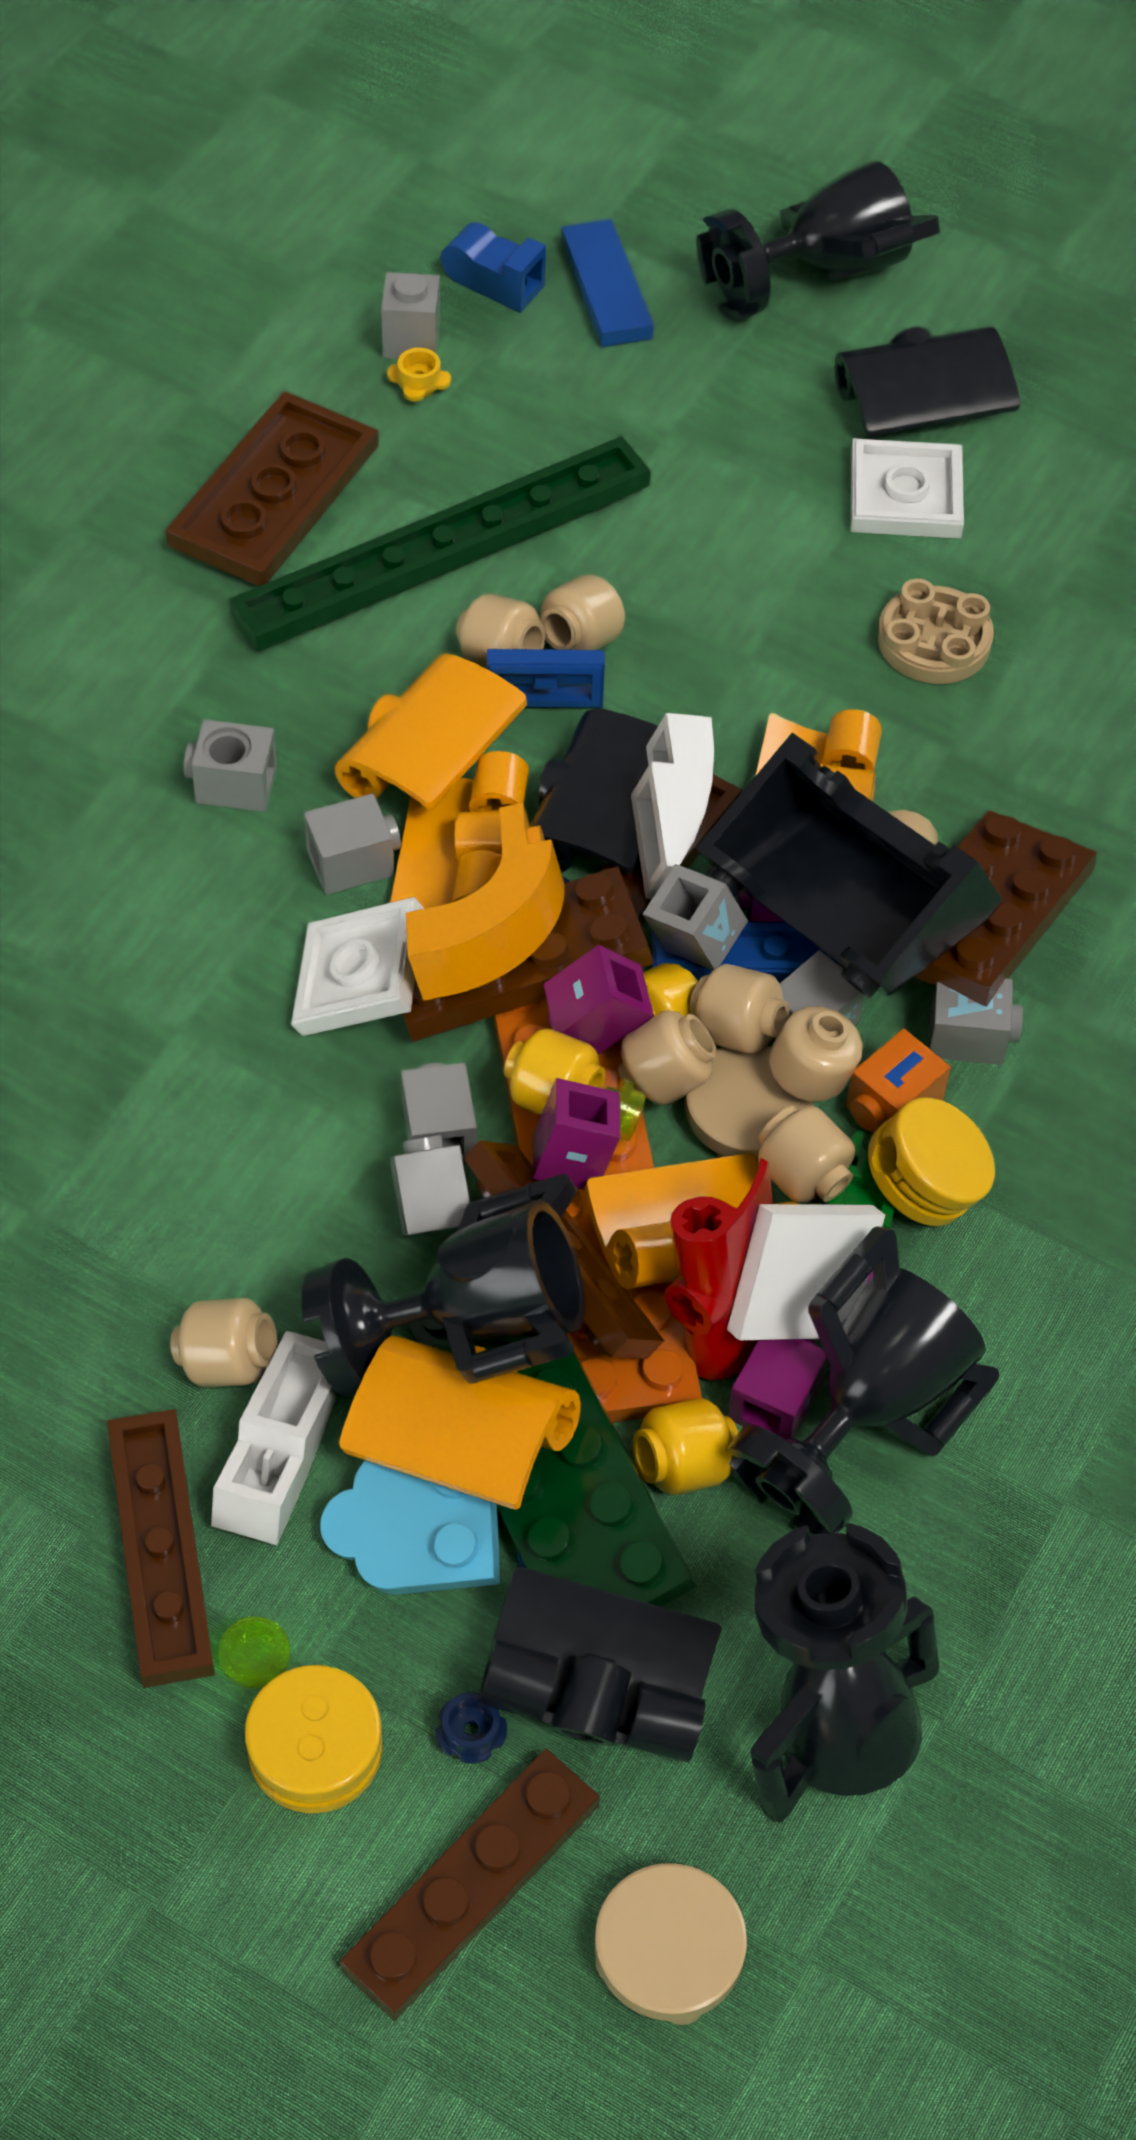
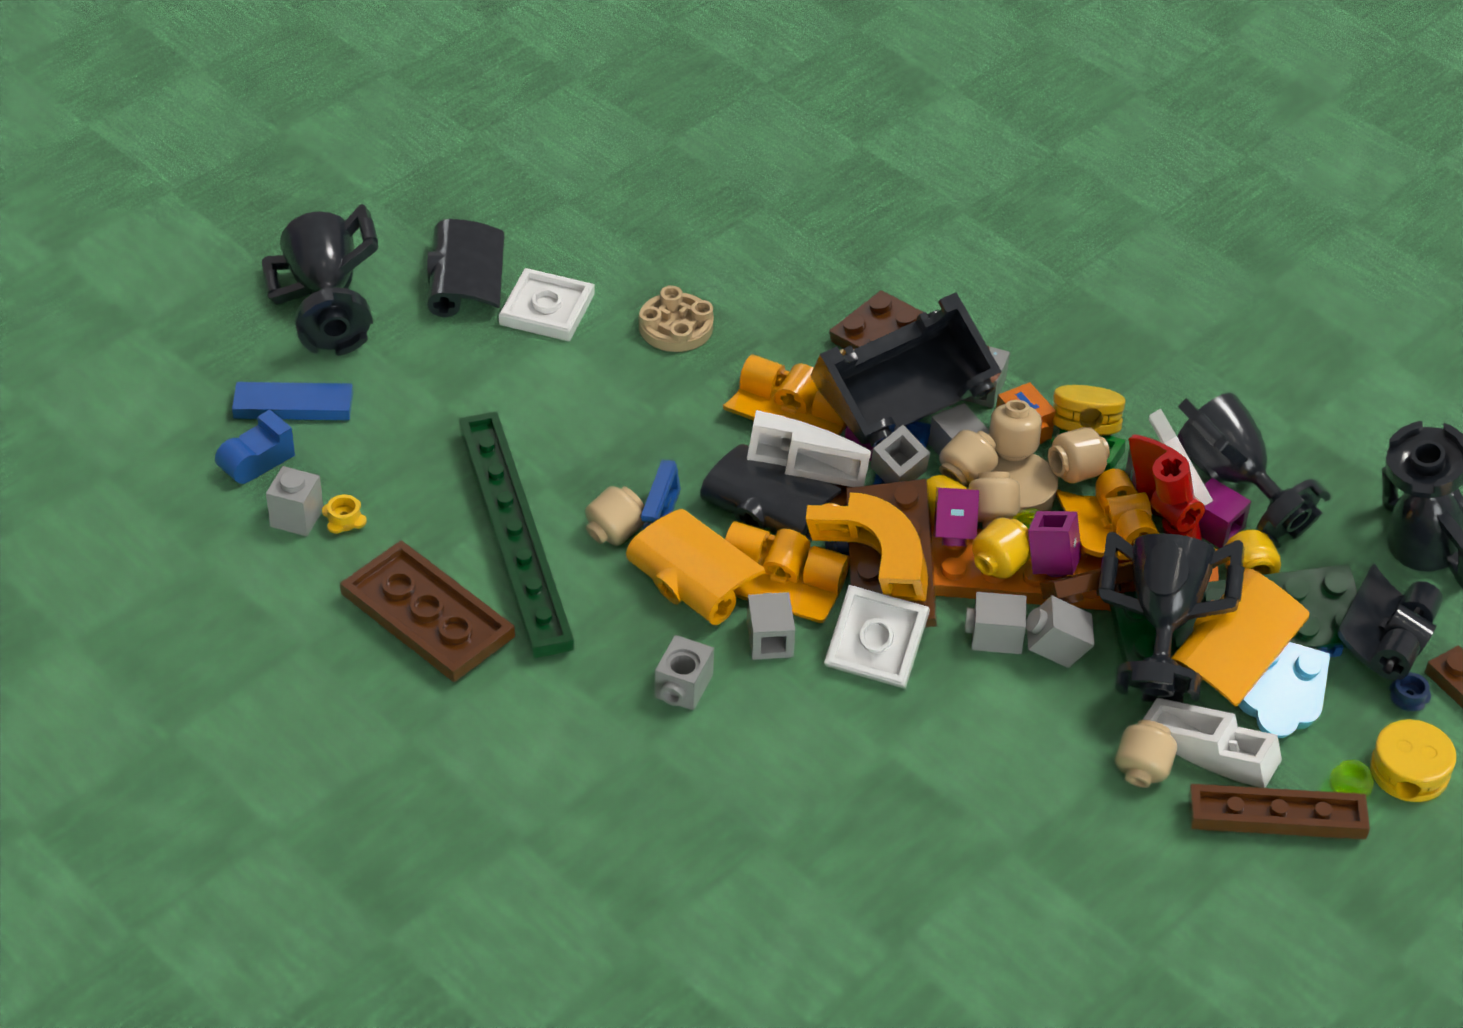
camera: 75 degrees left, 10 degrees down
(582, 614) = (612, 467): tan head -> none

